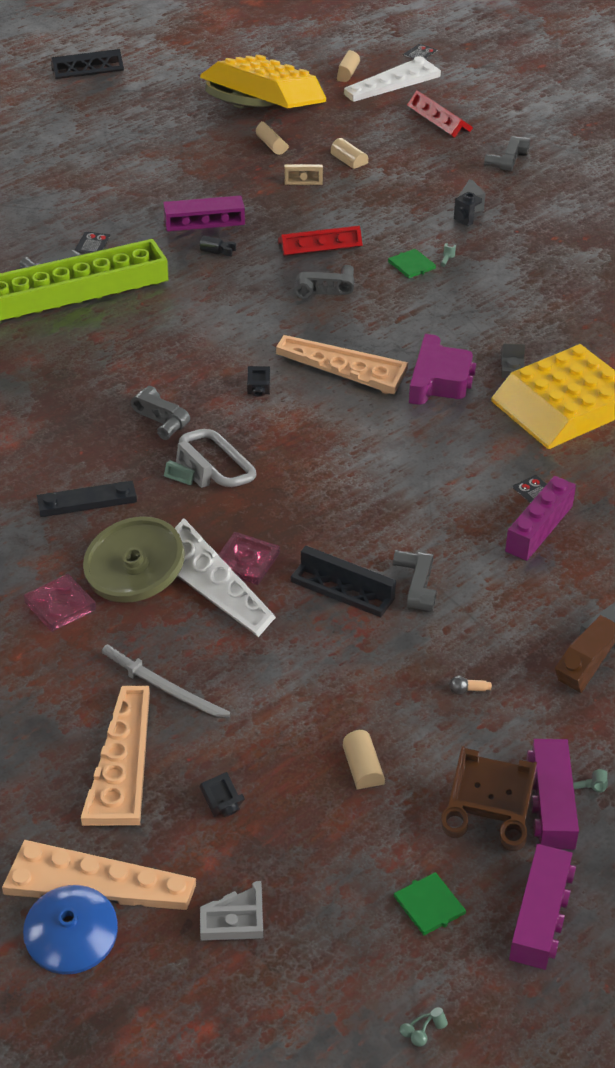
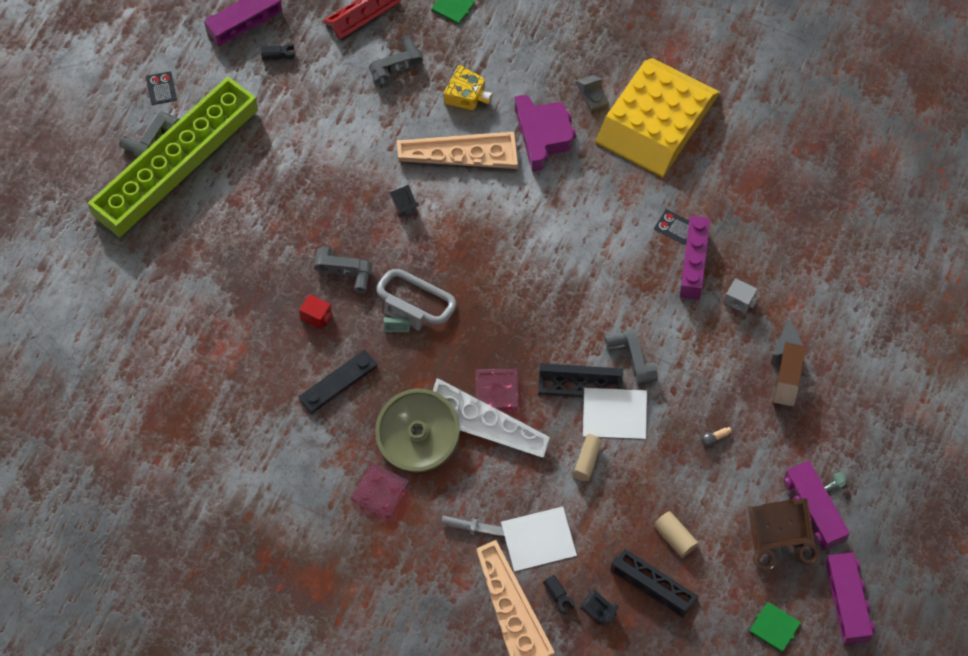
camera: 25 degrees left, 20 degrees up
(105, 434) = (315, 311): none -> red brick
(185, 764) = (558, 593): none -> black bar
(200, 706) = (538, 538): none -> white sticker
(302, 803) = (651, 587): none -> black fence
(304, 649) = (587, 458): none -> tan brick
(365, 624) = (615, 413): none -> white sticker
(379, 320) = (466, 90): none -> yellow torso
(575, 567) = (741, 296): none -> light grey brick

